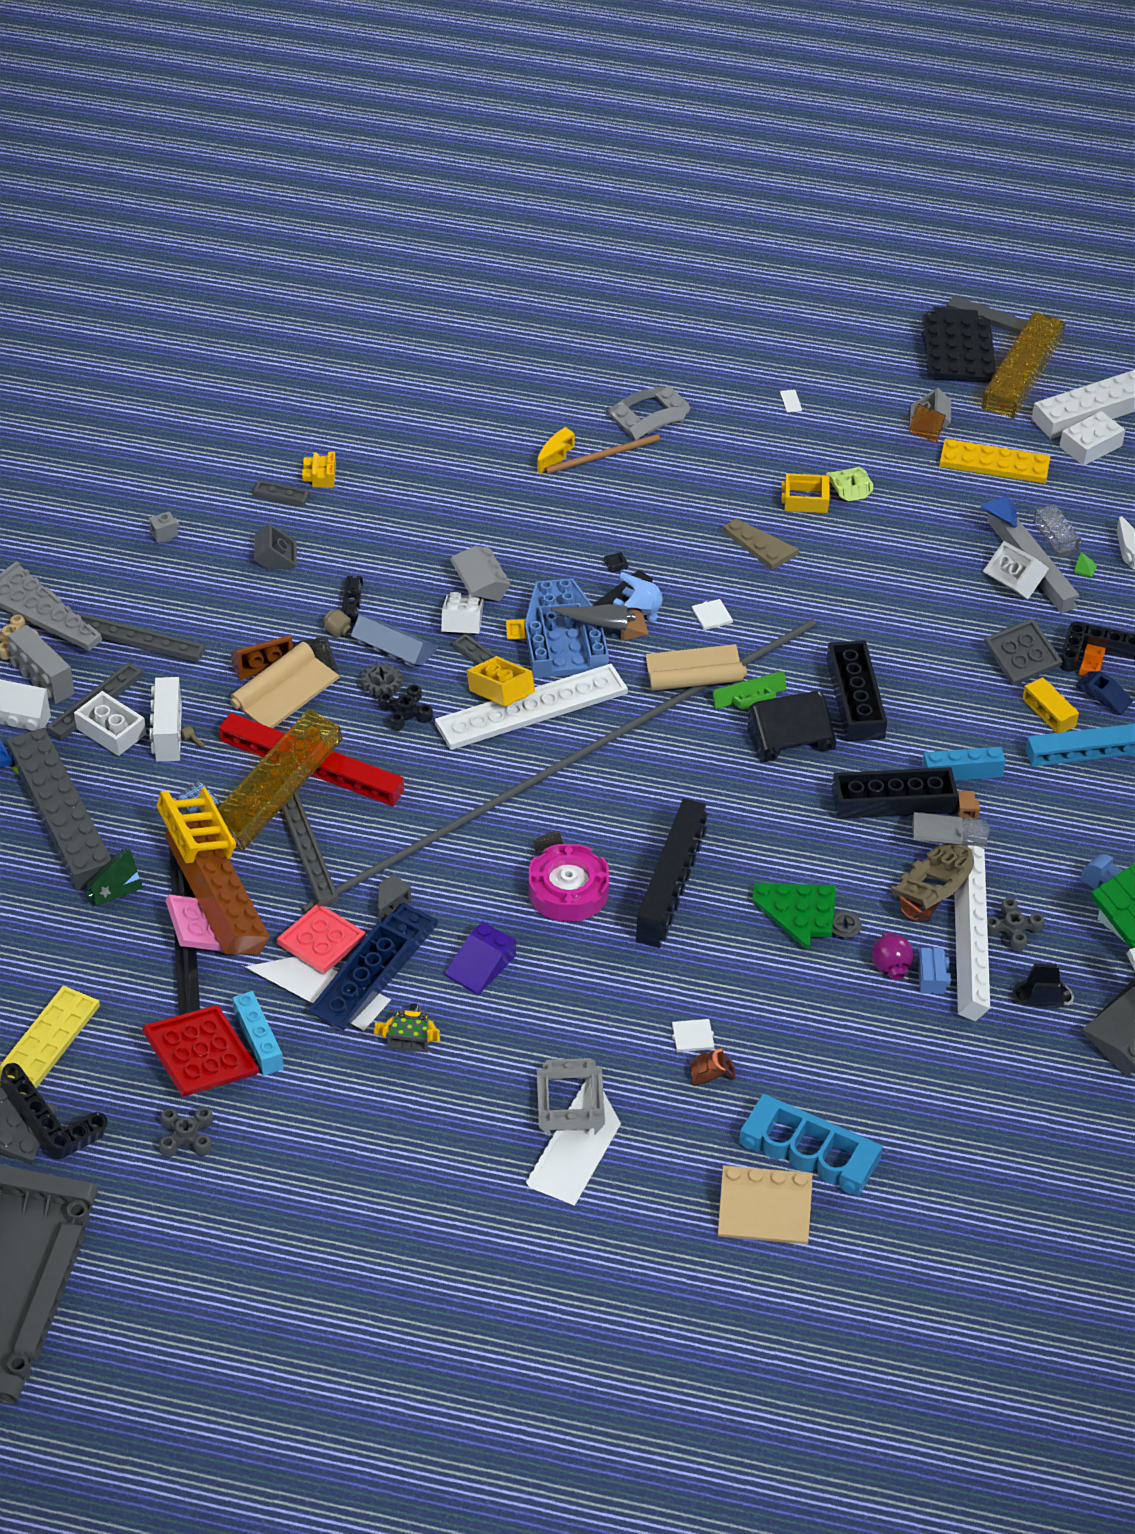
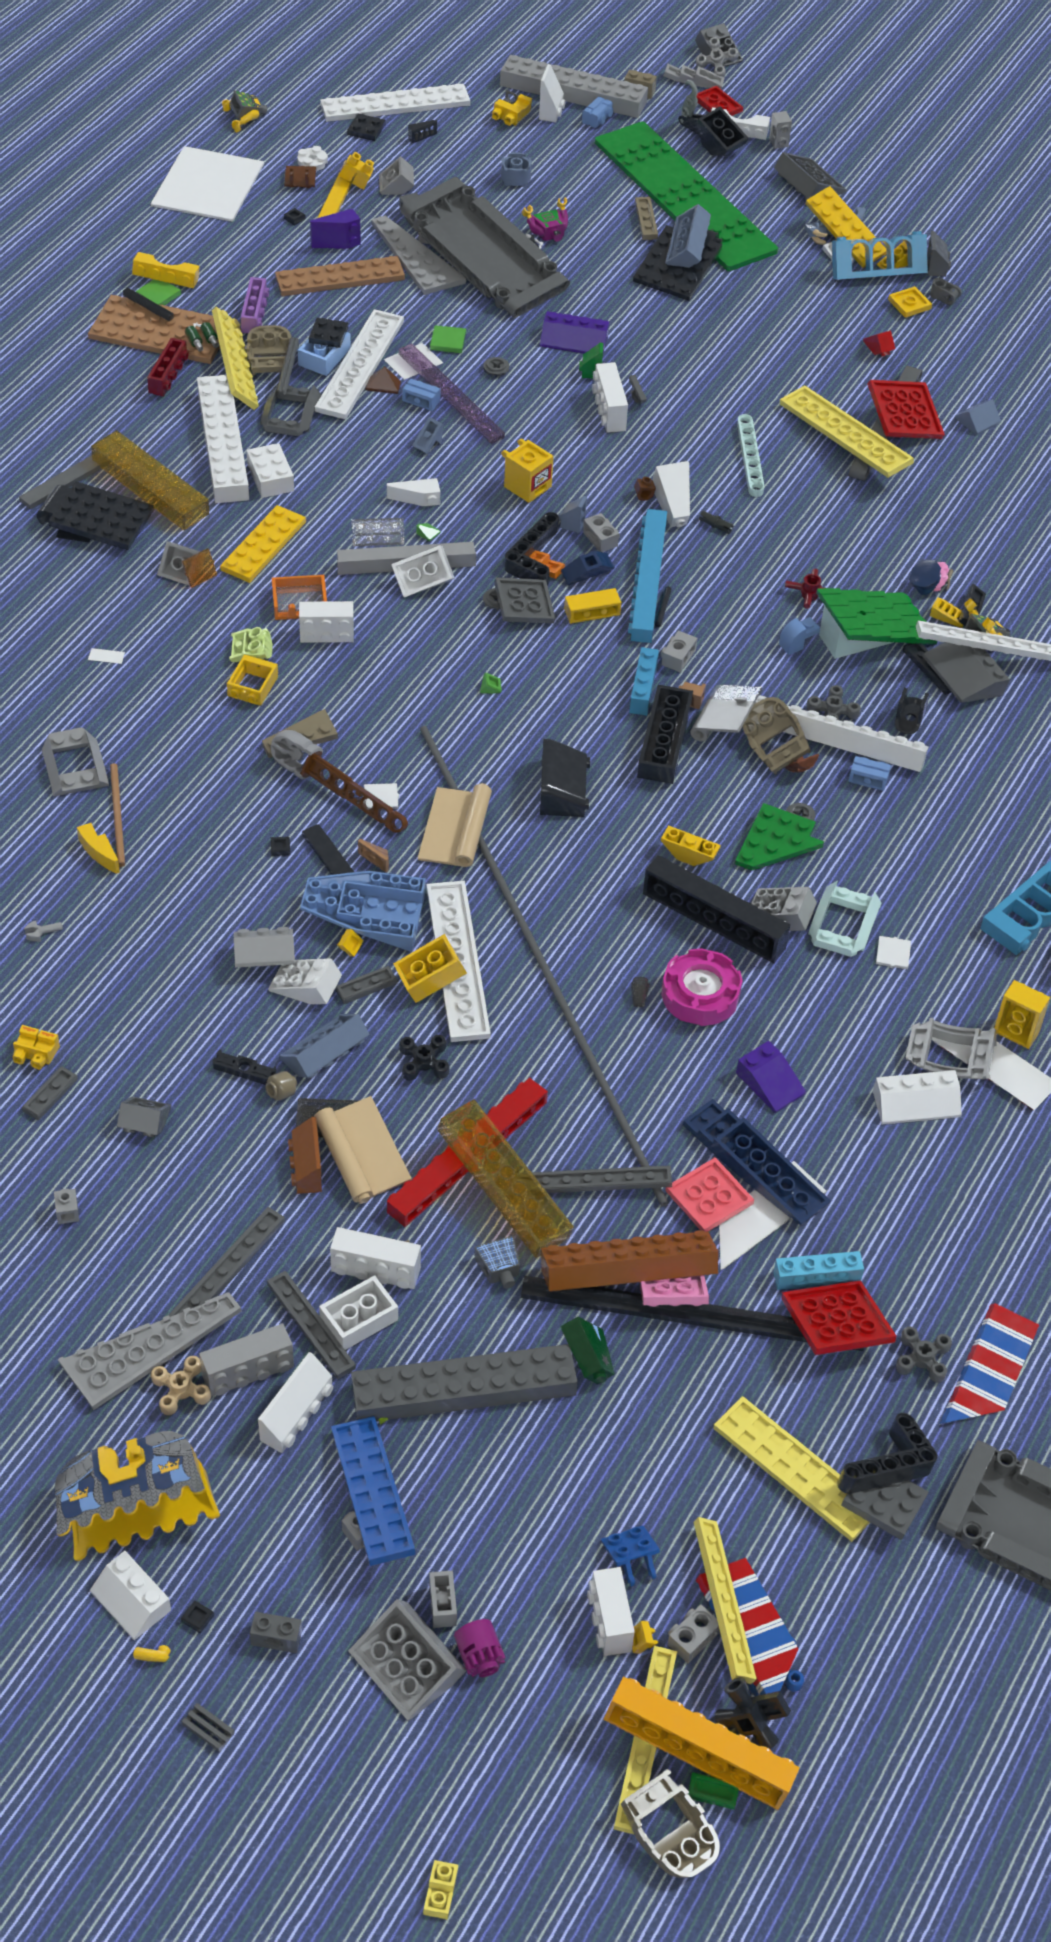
camera: 75 degrees left, 5 degrees up
(184, 835) = (566, 1264): yellow fence -> none
(196, 1195) = (991, 1365): none -> sticker
(381, 679) = (377, 1067): dark grey gear -> none
(391, 895) = (674, 1128): dark grey slope -> none
(408, 1030) = (845, 1148): torso -> none
(450, 441) = (39, 930): none -> light grey bar
(501, 1080) = (918, 1097): none -> white slope
(603, 615) = (382, 863): dark grey piece -> none
(632, 1138) = (1021, 1014): none -> yellow brick
(643, 596) = (363, 830): light blue piece -> none
(706, 931) = (790, 904): none -> light grey slope
(711, 1066) = (938, 949): copper piece -> none
(718, 544) = (288, 748): none -> reddish brown piece
(742, 999) = (850, 899): none -> light aqua wedge
(749, 836) = (689, 847): none -> yellow slope
(750, 691) = (505, 795): bright green bracket -> none
(856, 690) = (530, 720): black brick -> none
(892, 955) = (849, 791): magenta brick -> none
(899, 656) = (490, 684): none -> bright green slope
(903, 519) = (326, 621): none -> white brick
(933, 497) = (295, 589): none -> window
(1002, 509) = (354, 550): blue slope -> none
(1024, 785) = (679, 651): none -> light grey brick
(1088, 763) = (662, 609): none -> black bar

